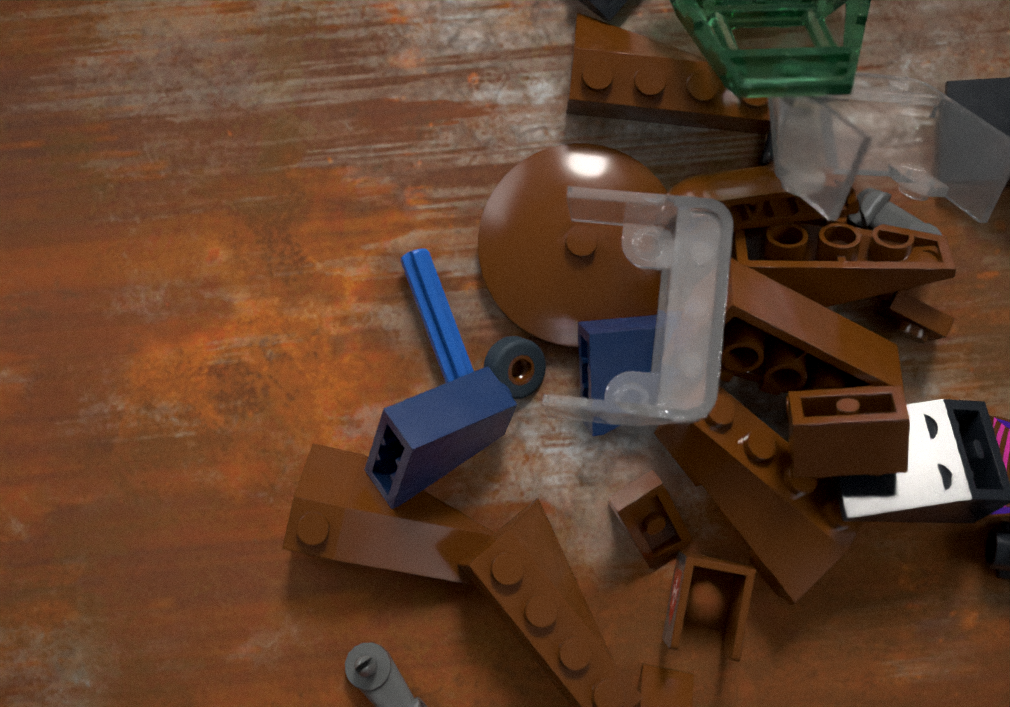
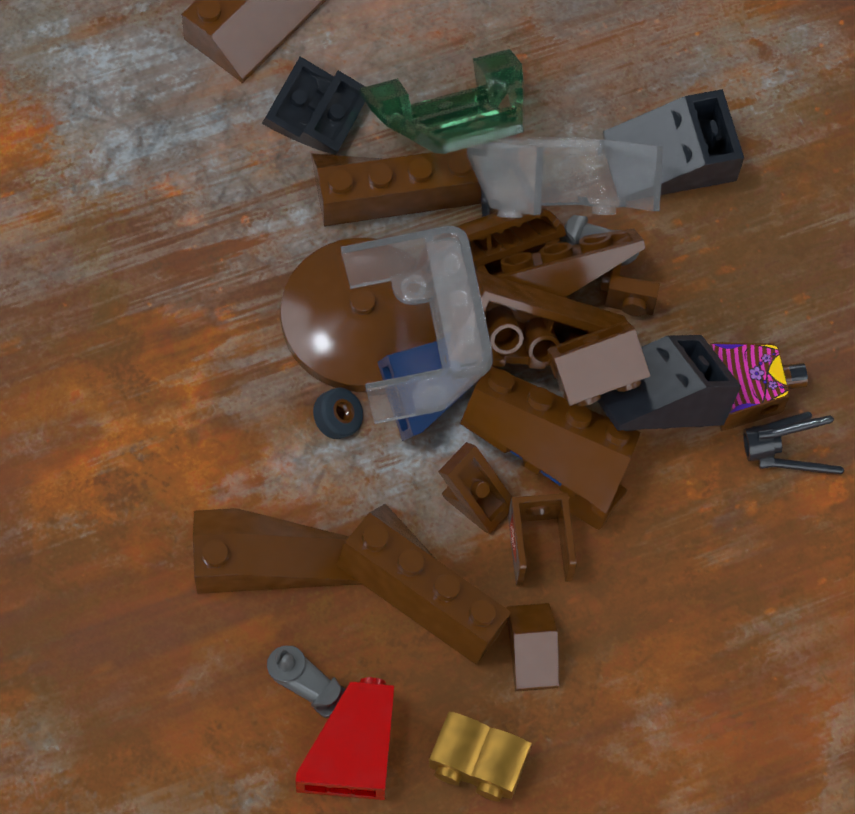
camera: 20 degrees left, 20 degrees down
(436, 314) = (269, 394): blue axle -> none
(437, 433) = (290, 466): dark blue slope -> none

